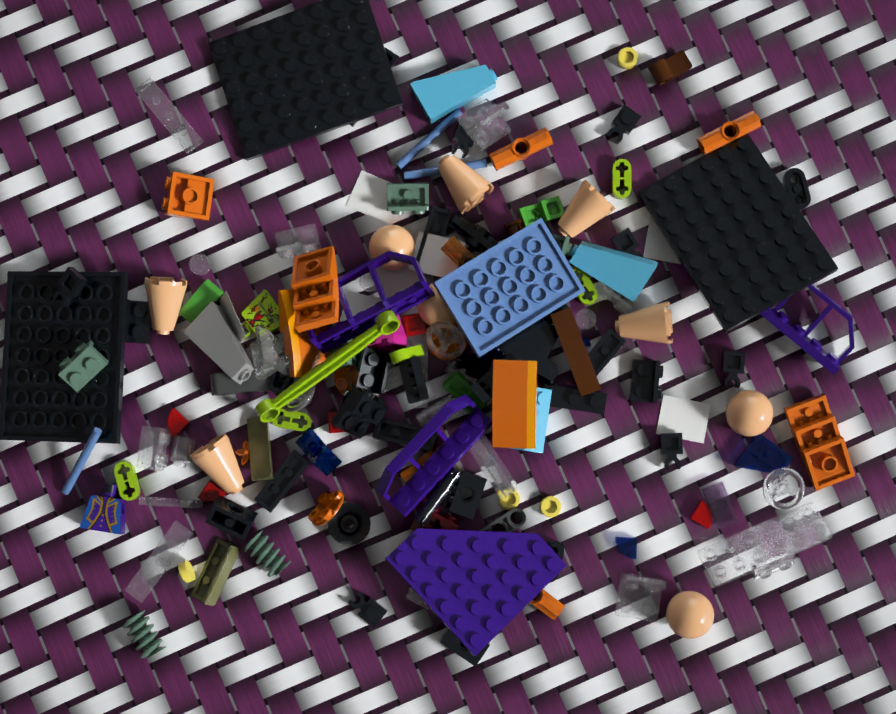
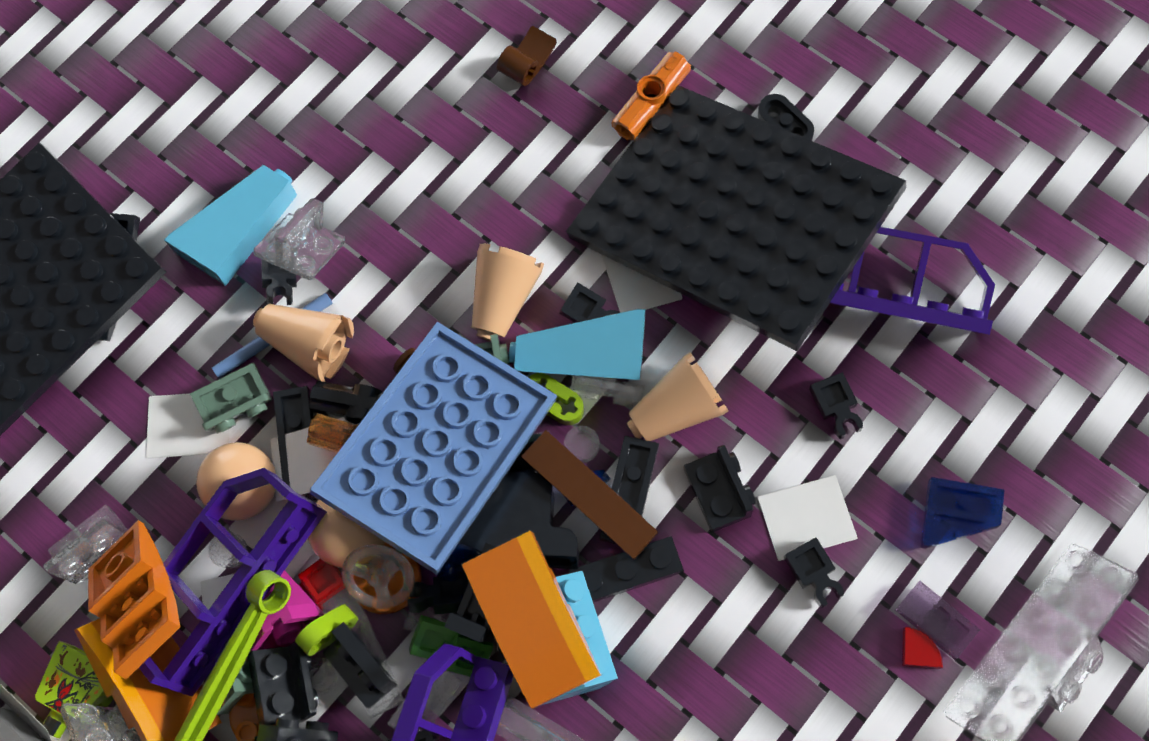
camera: 20 degrees left, 15 degrees down
(428, 139) = (228, 309): medium blue bar -> none
(533, 143) = (355, 268): orange piece -> none
(546, 209) = (451, 312): bright green slope -> none
(624, 122) = (500, 151): black plate -> none
(627, 58) = (462, 72): light yellow tile -> none
(627, 179) = (541, 223): lime beam -> none
(749, 413) = (900, 455): light nougat piece -> none
(777, 483) = (1004, 545): clear piece -> none
(819, 442) = (1028, 447): orange slope -> none

